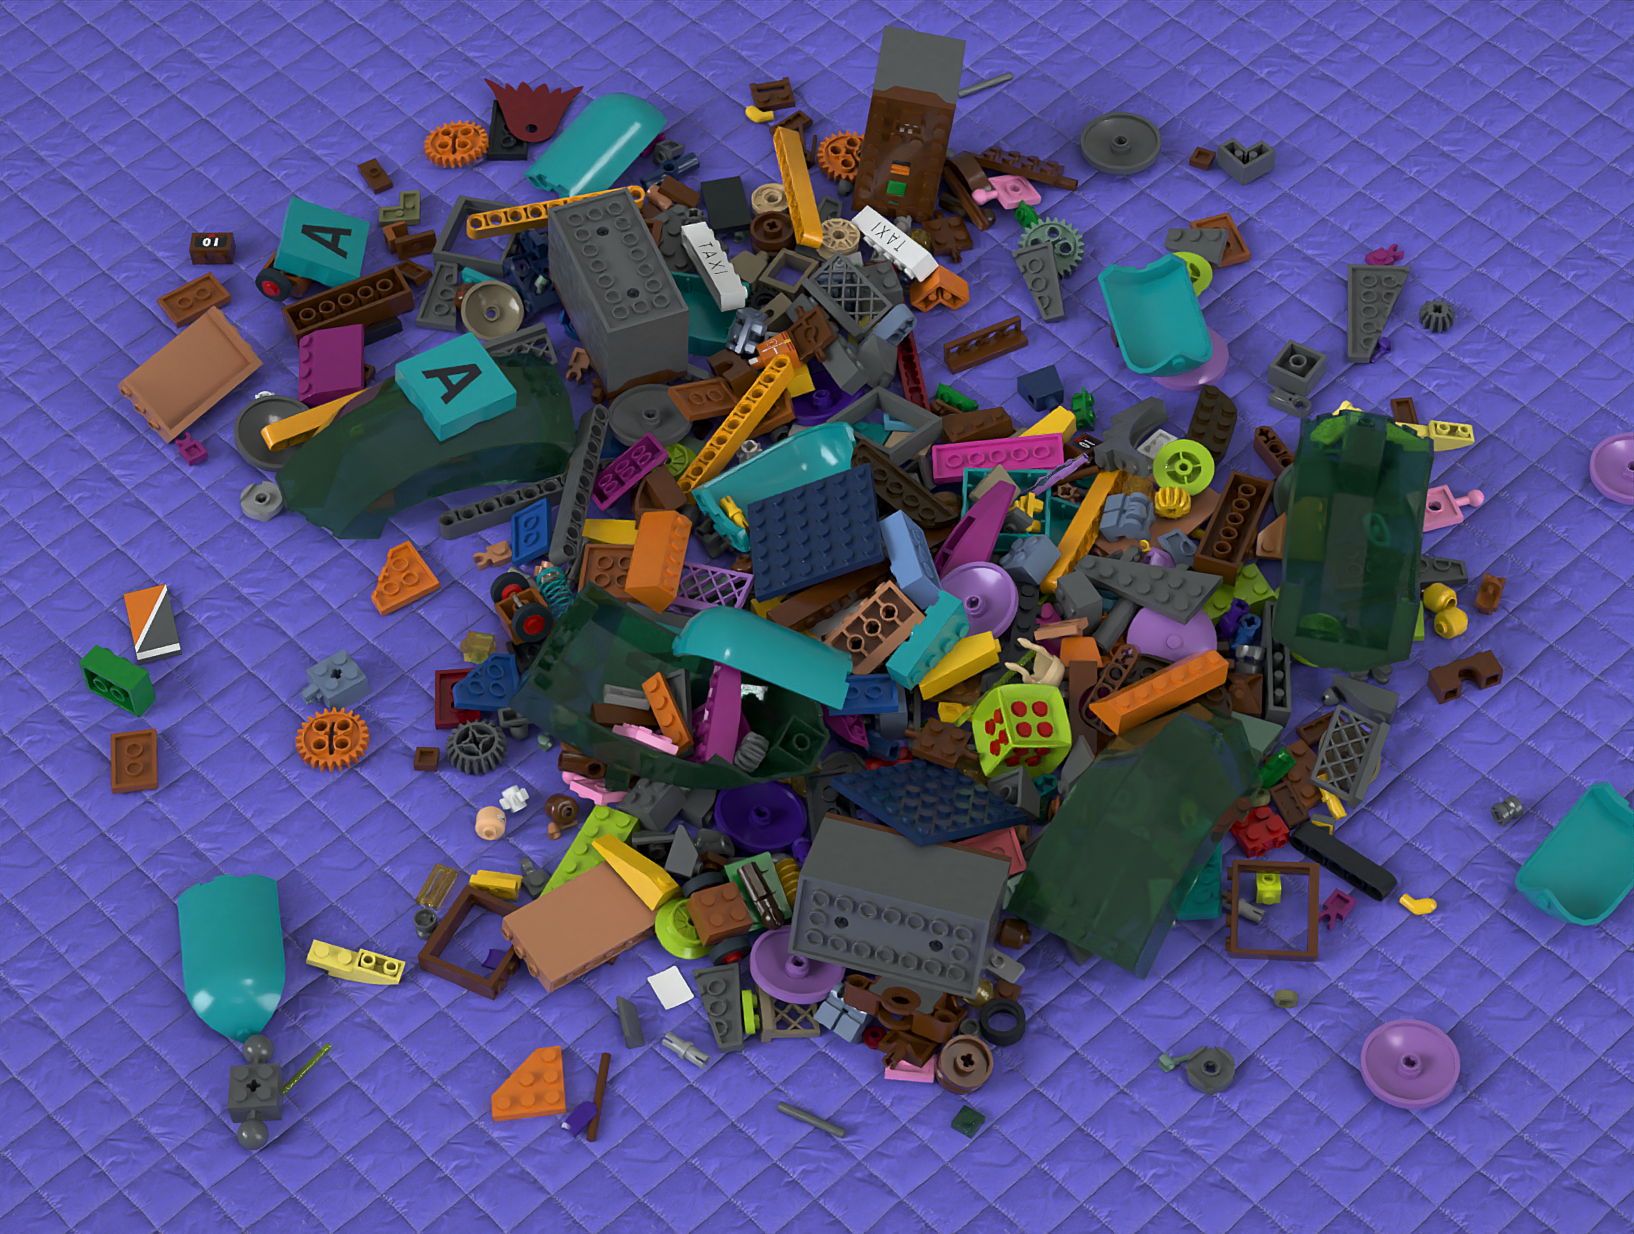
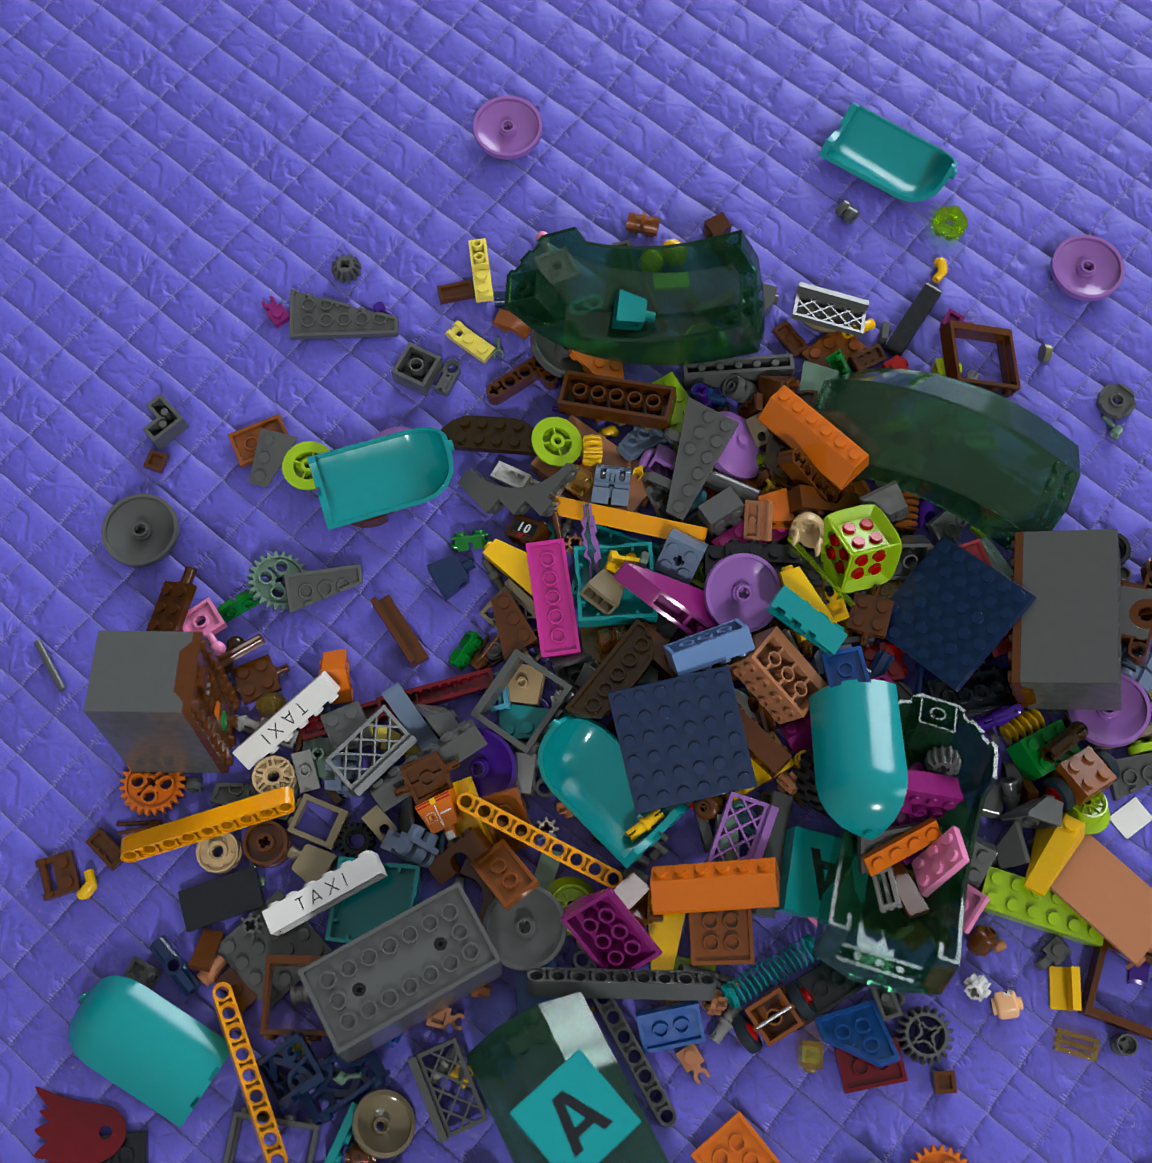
camera: 100 degrees left, 20 degrees up
(1355, 555) = (630, 312): none -> teal torso
(1494, 915) = (951, 214): none -> clear neon green plate

